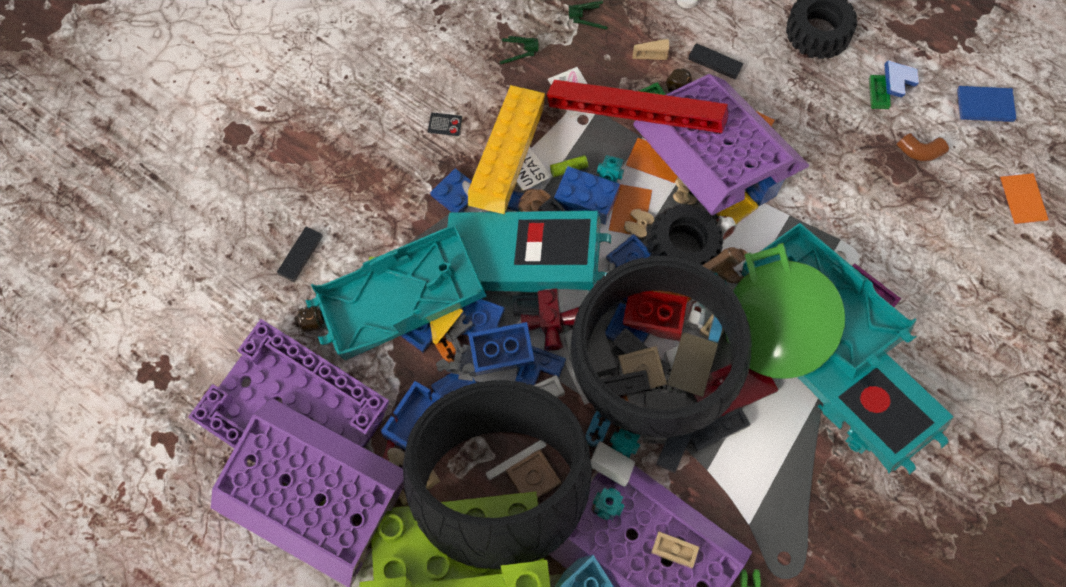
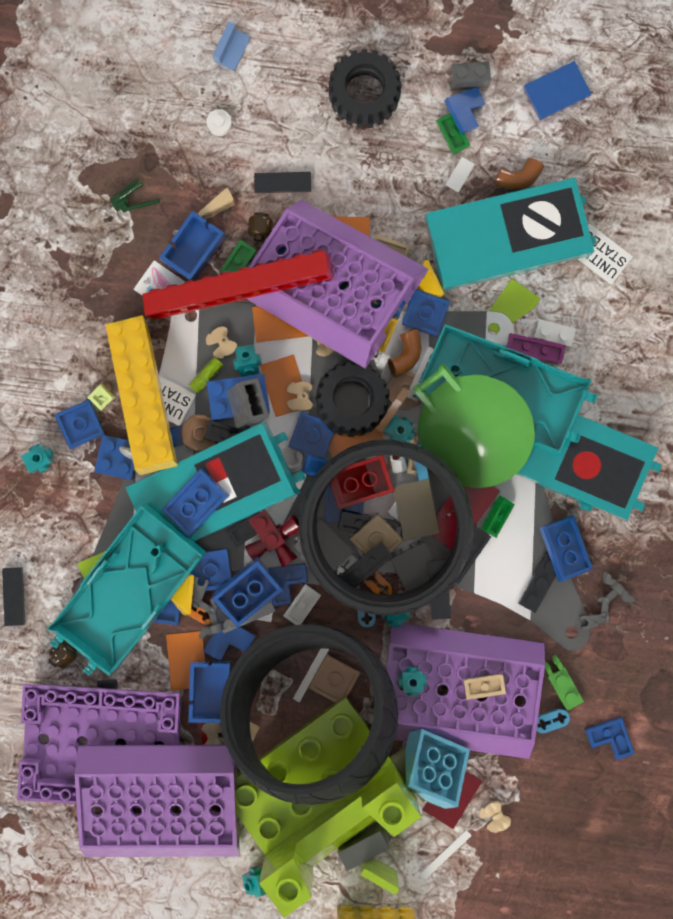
camera: 30 degrees left, 20 degrees up
(391, 157) = (32, 461): none -> teal brick
(410, 371) = (181, 650): none -> orange sticker
(441, 152) = (80, 424): none -> blue tile
(445, 124) = (64, 392): black sticker -> none
(472, 140) = (101, 396): none -> yellowish green tile
(501, 249) = (195, 502): none -> blue tile
(529, 44) = (96, 263): dark green plant -> none
(594, 187) = (247, 403): none -> dark grey brick
(598, 154) = (226, 346): none -> tan piece
(612, 464) = (396, 643): white tile -> none
(616, 66) = (194, 247): none -> blue piece
(753, 237) = (410, 353): none -> dark orange cylinder
(765, 410) = (497, 516): none -> green plate
(776, 494) = (538, 585): none -> black plate
(785, 212) = (426, 313): none -> blue tile
(801, 190) = (430, 282): none -> yellow slope
(817, 474) = (566, 548): none -> blue tile
(850, 538) = (595, 619): none -> dark grey piece
(869, 126) = (460, 174): none -> white sticker
(869, 245) = (514, 303): none -> lime sticker
(893, 184) = (509, 234): none -> teal piece
(896, 285) = (554, 333): none -> white plate
(916, 56) = (470, 75): none -> dark grey brick
(967, 245) = (608, 257): none -> white sticker
(1024, 198) = (631, 176): orange sticker -> none

